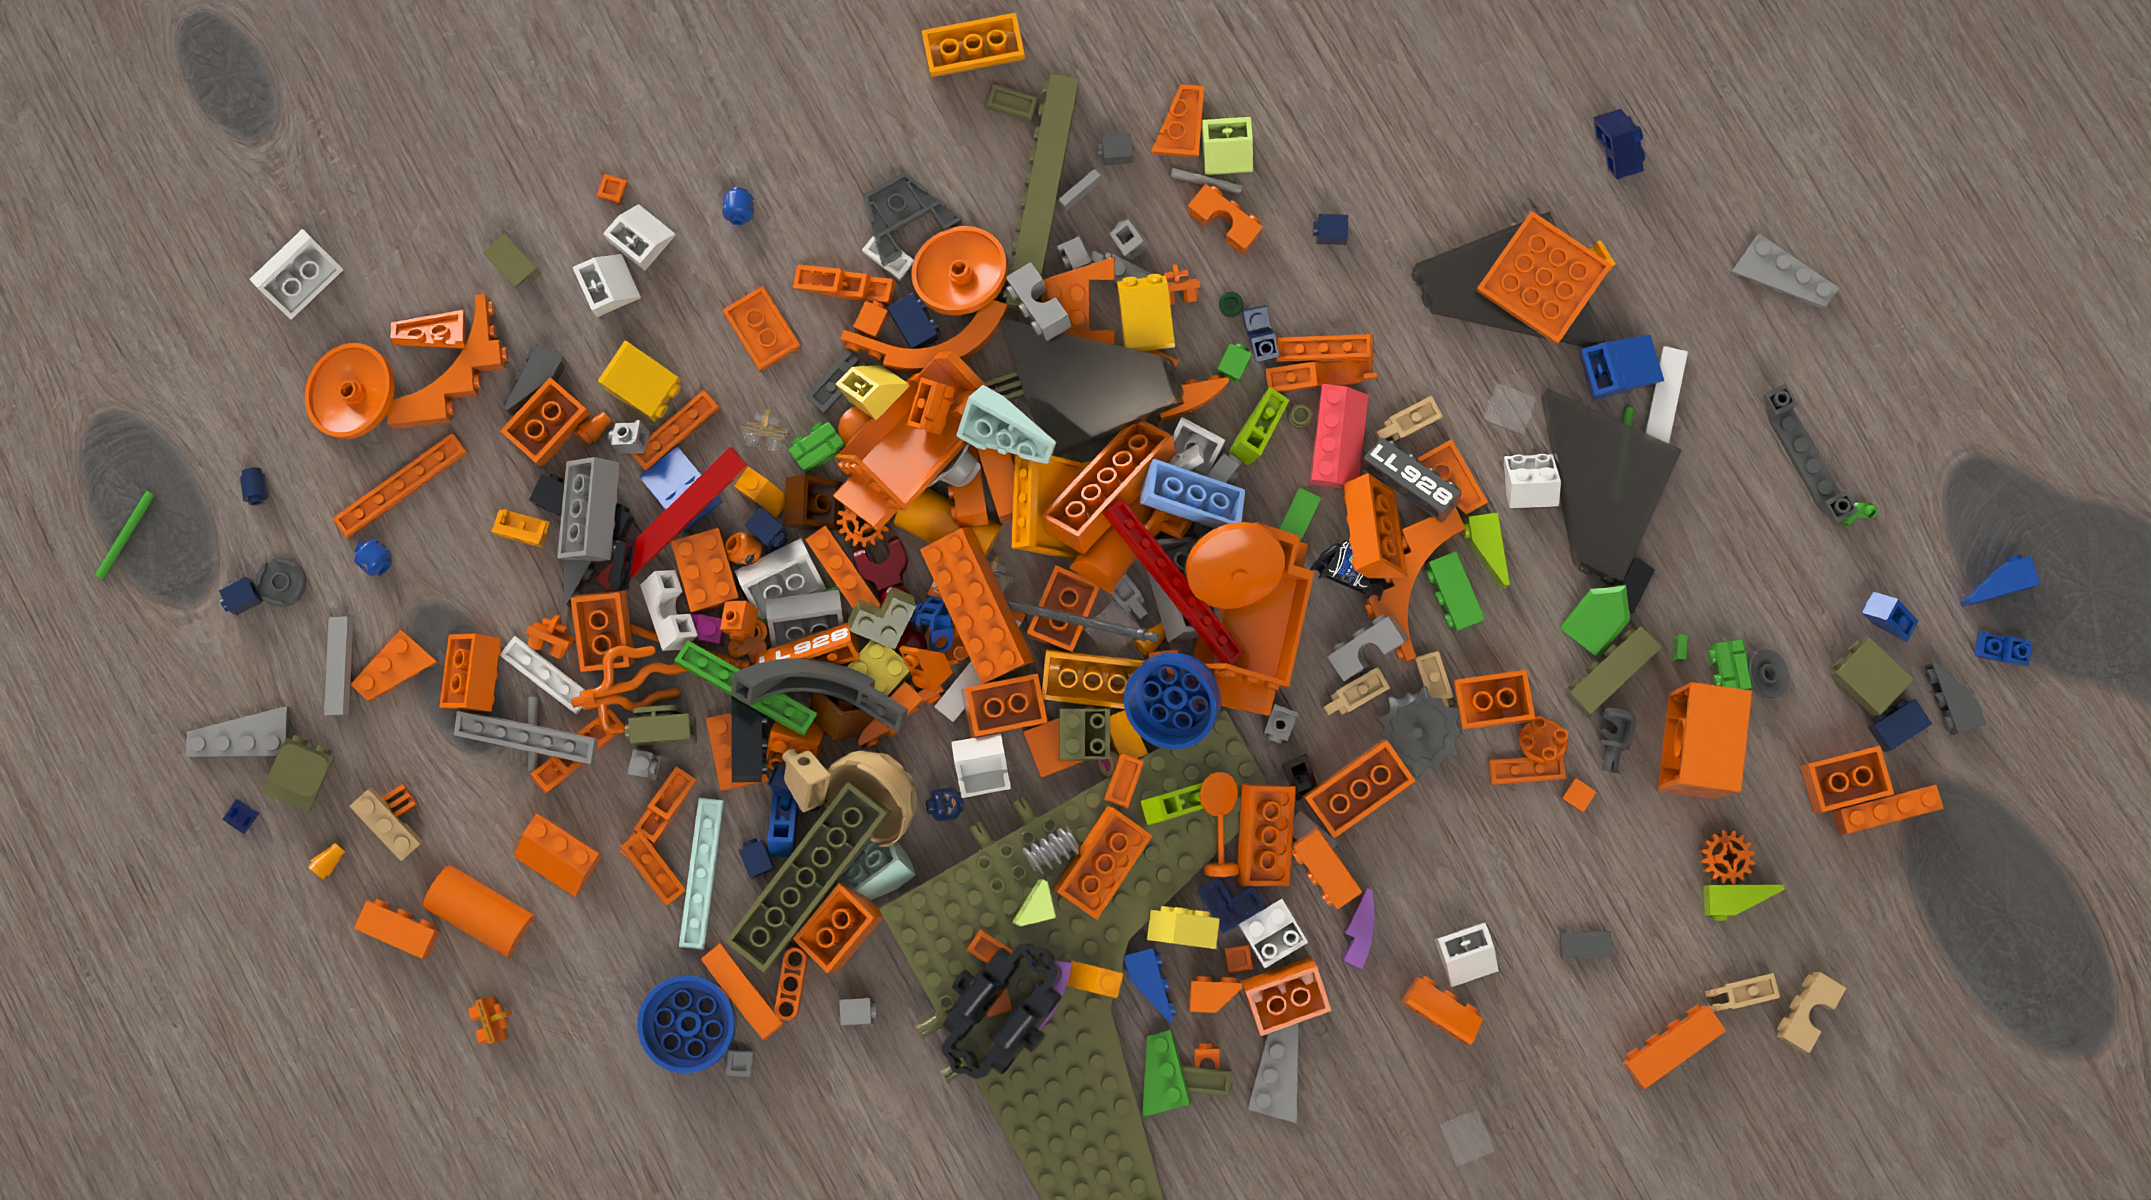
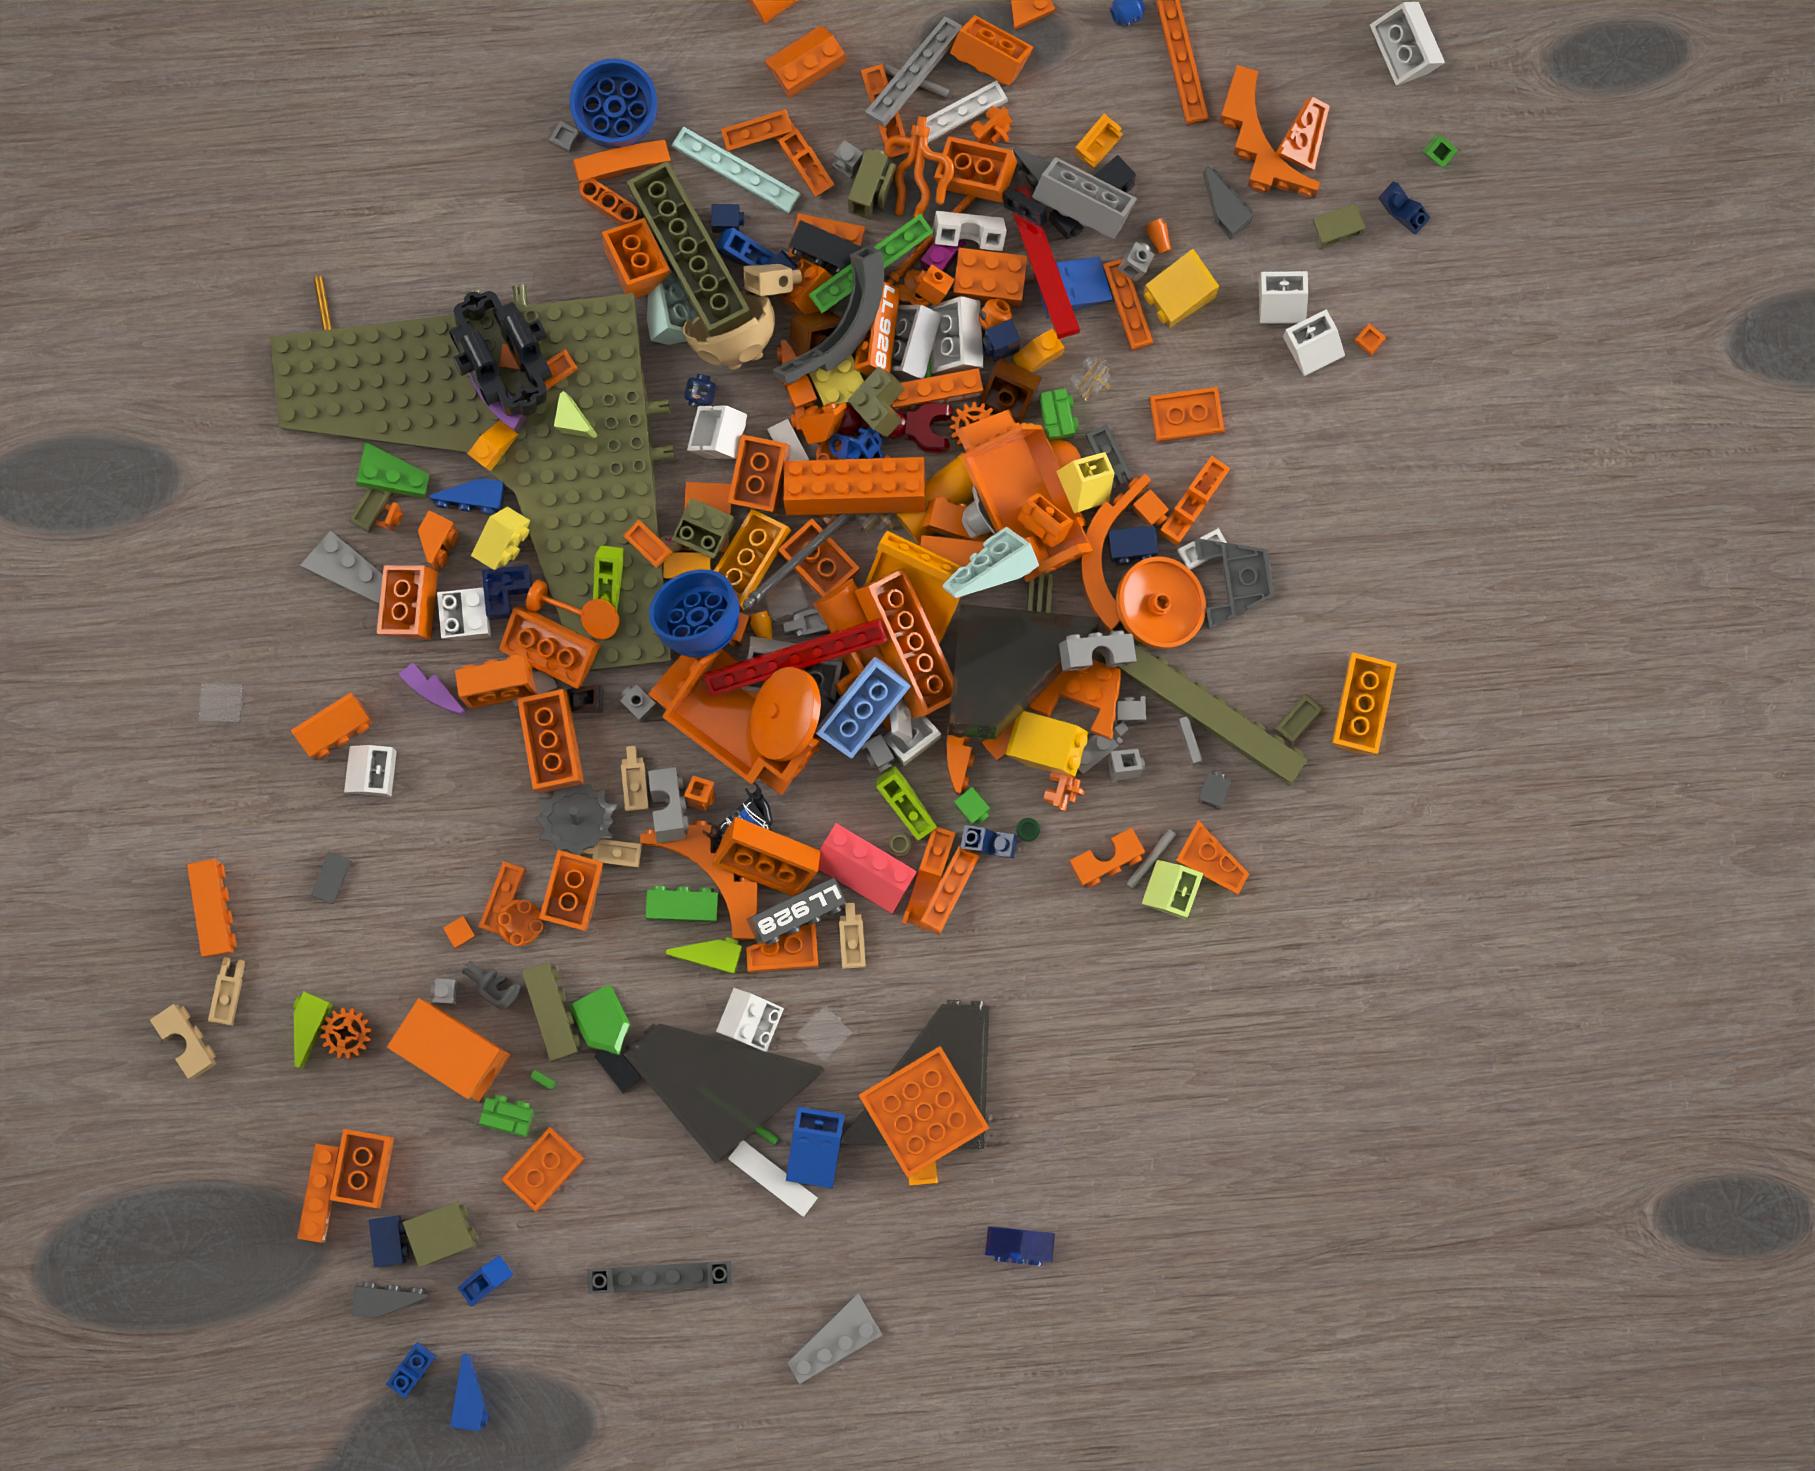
camera: 115 degrees right, 0 degrees up
(349, 391) = (1280, 45): orange dish -> none
(395, 197) = (1439, 150): none -> bright green brick
(467, 210) = (1405, 210): none -> dark blue slope
(545, 422) = (1180, 196): orange brick -> none
(738, 206) = (1305, 438): blue head -> none
(857, 1011) = (561, 246): light grey brick -> none
(1051, 851) = (614, 454): light grey piece -> none
(1102, 862) = (587, 494): orange slope -> none
(1238, 958) = (457, 578): orange tile -> none
(1300, 513) = (810, 801): bright green tile -> none
(1331, 229) = (1056, 947): dark blue brick -> none
(1341, 621) = (700, 793): none -> orange brick
(1643, 781) = (444, 991): none -> light grey brick
(1760, 612) = (542, 1169): none -> orange tile
(1769, 673) = (484, 1155): dark grey dish -> none
(1865, 509) = (590, 1304): bright green arm -> none

